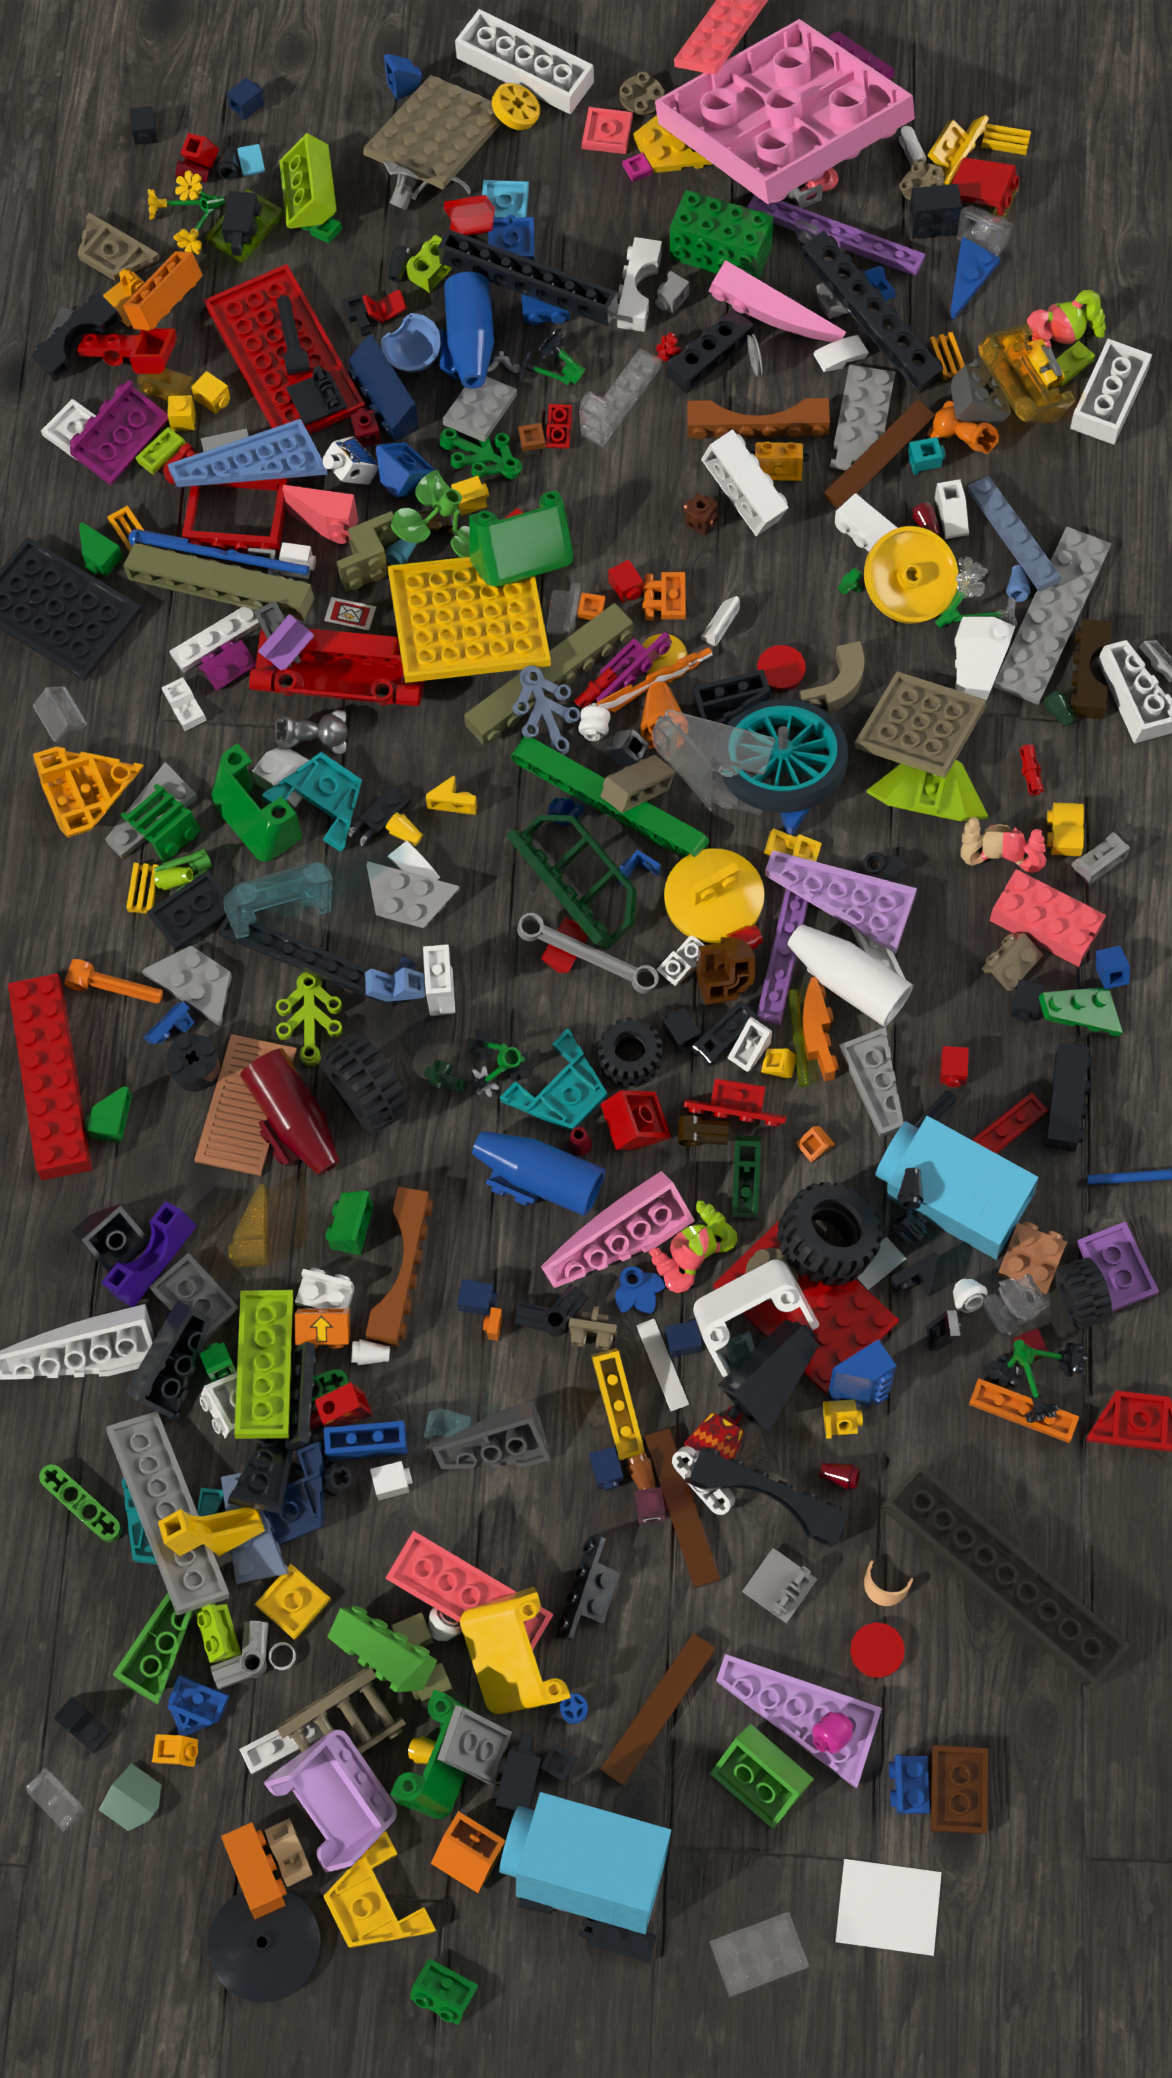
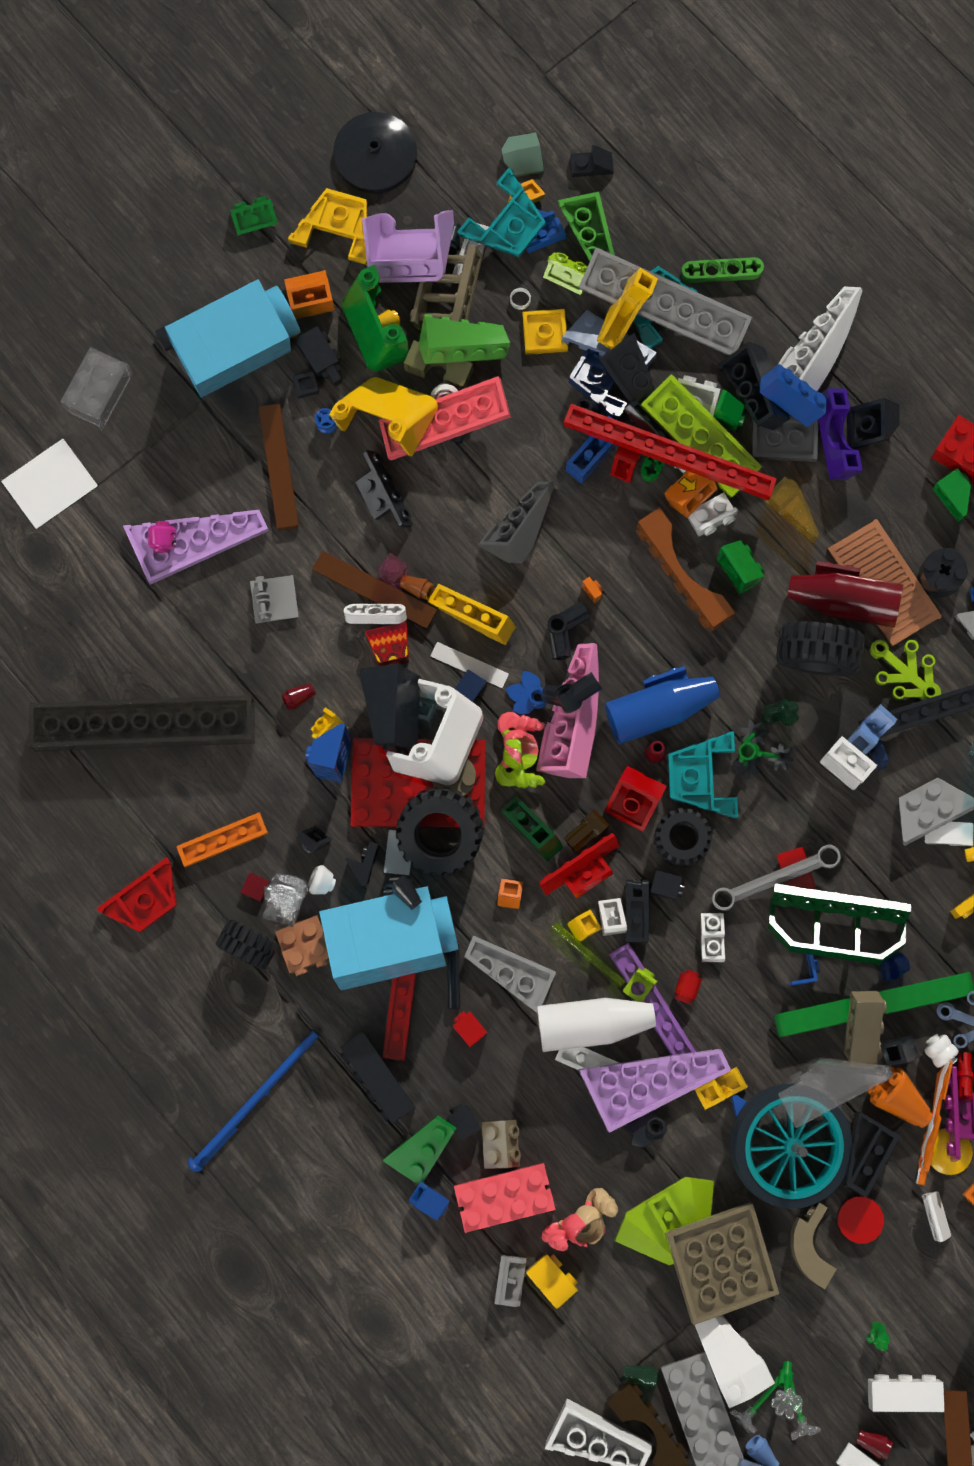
camera: 135 degrees right, 10 degrees up
(55, 1799) = (564, 116): clear hinge -> none
(154, 1312) = (793, 395): none -> blue brick
(216, 1723) = (514, 226): none -> teal wing
(253, 1646) = (540, 285): light grey piece -> none
(254, 1870) = (416, 174): orange brick -> none
(288, 1852) = (411, 207): tan slope -> none
(311, 1366) = (669, 452): none -> red plate
(369, 1352) = (649, 503): white cone -> none
(391, 1480) = (558, 444): white brick -> none
(446, 1423) = (560, 507): clear light blue bracket -> none
(474, 1745) = (358, 342): light grey tile -> none
(476, 1297) = (618, 595): dark blue brick -> none
(581, 1328) = (521, 647): dark tan hips -> none
(606, 1469) = (439, 568): dark blue brick -> none
(610, 1239) = (571, 695): none -> black piece
(713, 894) = (738, 1001): yellow bracket -> none
(725, 970) = (677, 951): reddish brown brick -> none
(761, 1776) = (183, 483): bright green slope -> none
(770, 973) = (646, 978): none -> lime bracket
(815, 1029) = (588, 977): orange slope -> none
(818, 1520) = (367, 615): black arch -> none
(877, 1650) = (182, 615): red tile -> none
(883, 1597) = (212, 645): light nougat helmet -> none
(910, 1783) = (95, 558): blue bracket -> none
(911, 575) = (841, 1381): yellow dish -> none
(959, 1790) = (63, 580): reddish brown plate -> none
(1006, 1373) = (254, 855): black plant -> none
(1031, 770) = (617, 1305): red pin -> none
(1120, 1264) = (244, 989): medium lavender plate -> none

